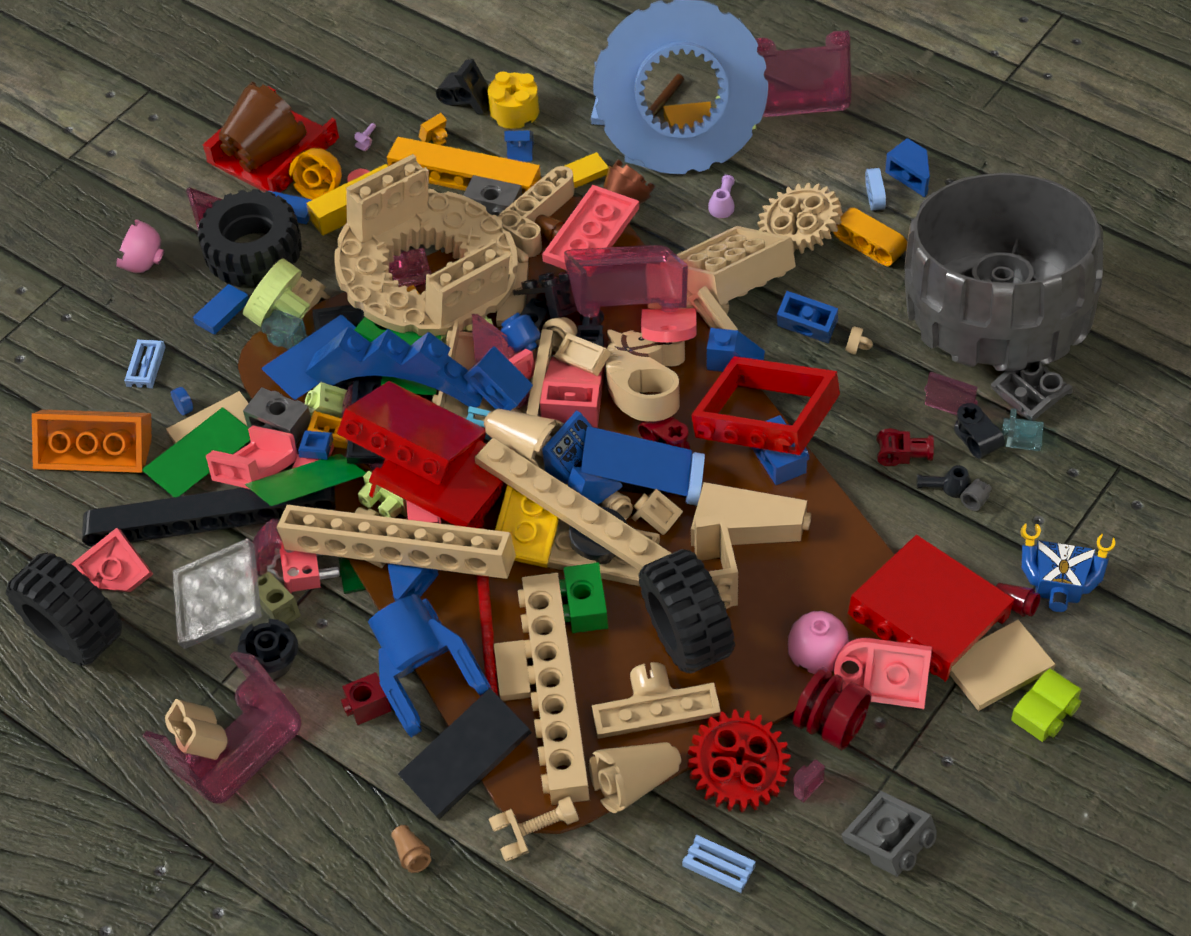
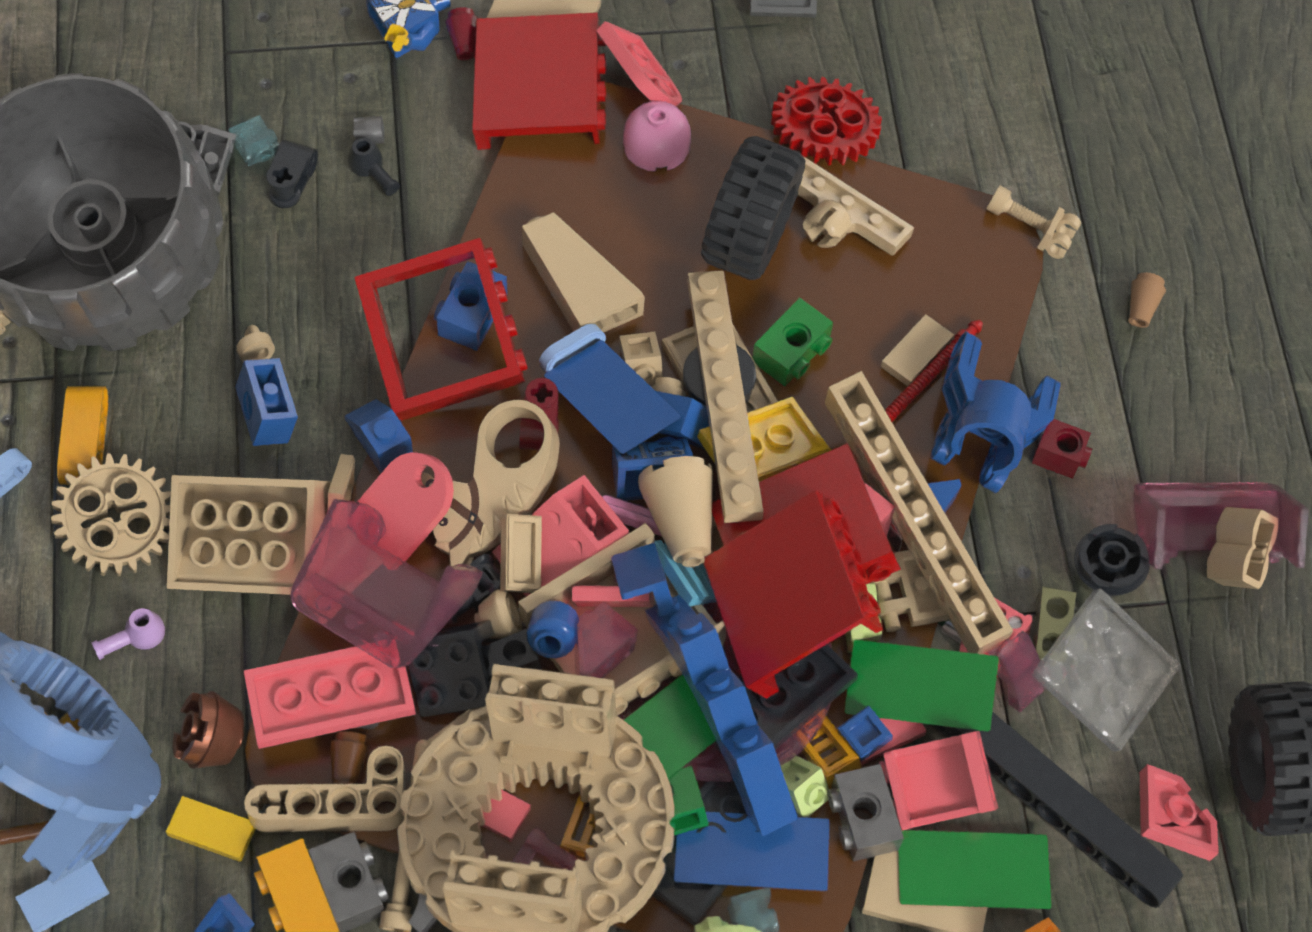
camera: 140 degrees left, 10 degrees up
(464, 753) = (1030, 320): black tile -> none
(545, 592) = (972, 213): tan brick -> none
(631, 772) = (923, 169): tan cone -> none
(713, 542) = (675, 222): tan panel -> none
(721, 852) = (916, 62): light blue tile -> none
(808, 780) = (792, 64): clear pink plate -> none
(838, 711) = (718, 74): dark red wheel -> none
(902, 447) = (364, 220): dark red connector -> none
(948, 393) = (268, 207): clear pink piece -> none

